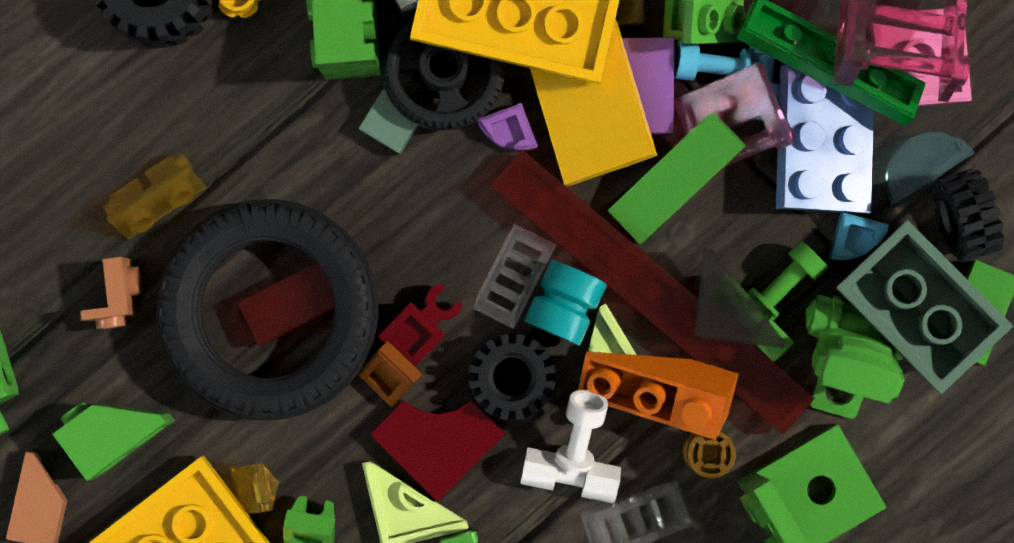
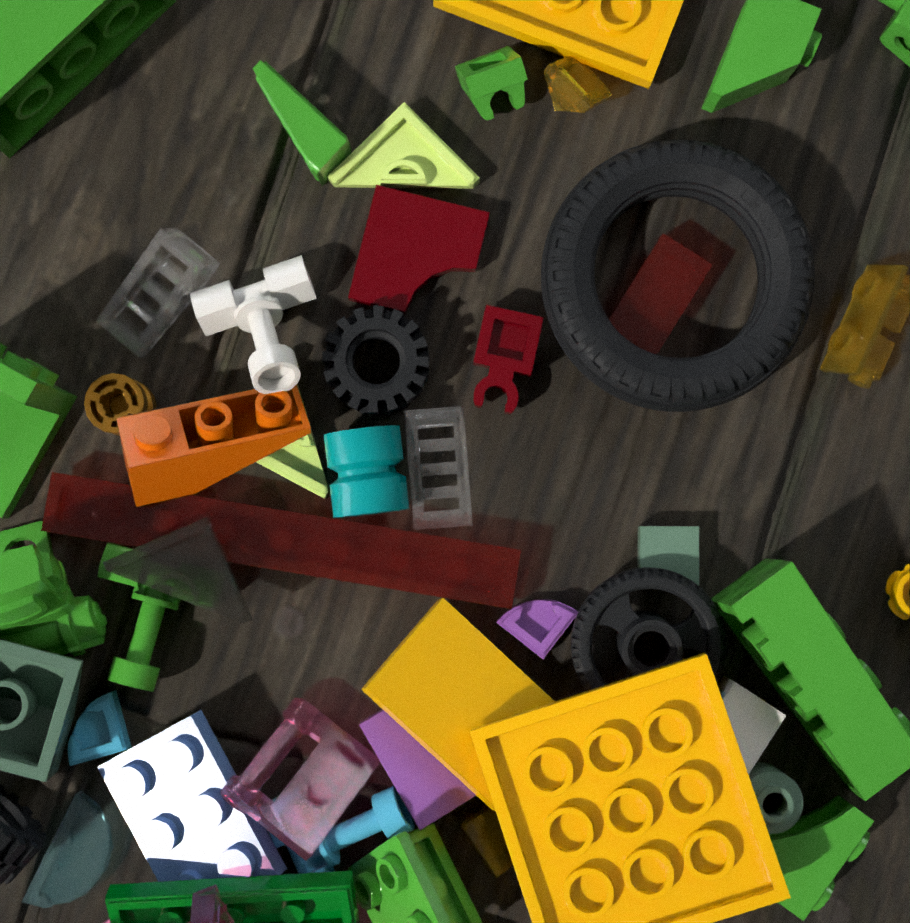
camera: 155 degrees right, 0 degrees up
(122, 286) = (841, 204): nougat bracket -> none
(389, 374) = (507, 286): dark orange tile -> none
(676, 177) = (326, 679): bright green tile -> none

